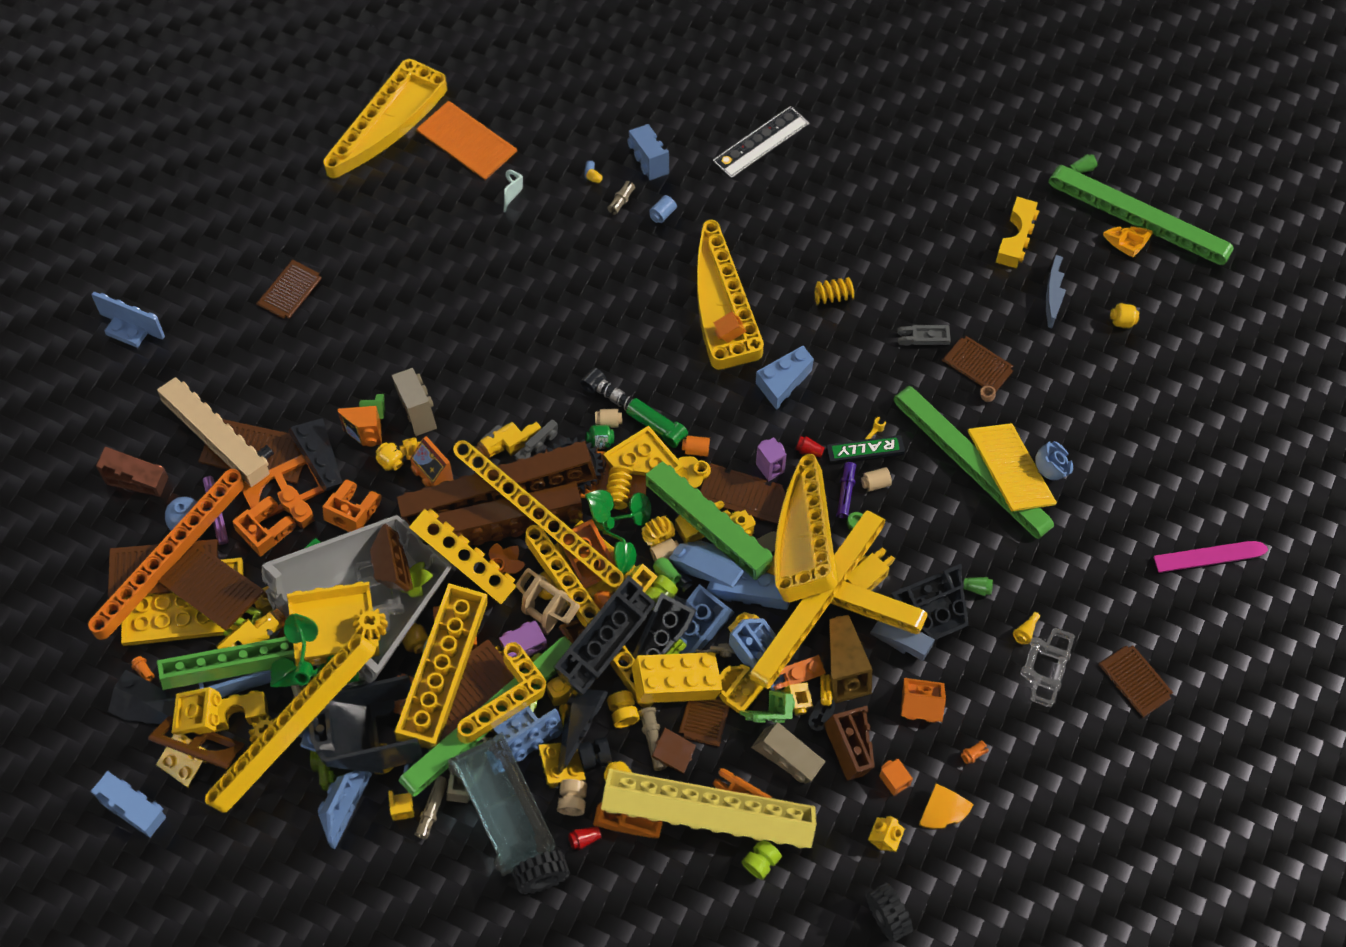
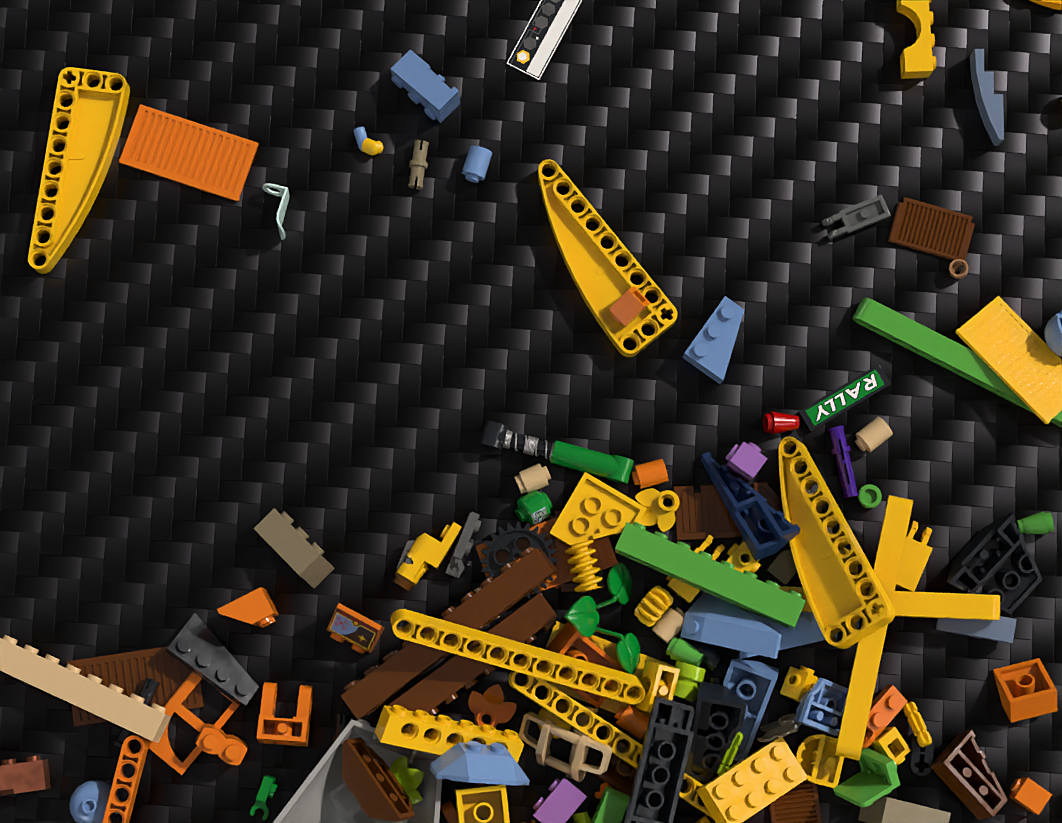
camera: 25 degrees left, 20 degrees up
(219, 525) = (141, 800): medium lavender axle -> none
(261, 538) = (191, 797): orange brick -> none
(289, 290) = (70, 453): reddish brown window -> none
(379, 402) = (252, 580): bright green panel -> none
(389, 456) = (299, 633): yellow head -> none
(409, 447) = (319, 612): yellow gear -> none
(476, 578) = (479, 764): none -> medium blue wedge
(761, 500) = (758, 523): none -> dark blue wedge
(834, 289) = (728, 198): yellow piece -> none
(849, 664) = (928, 680): pearl gold slope -> none
(876, 428) = (845, 367): yellow hand -> none

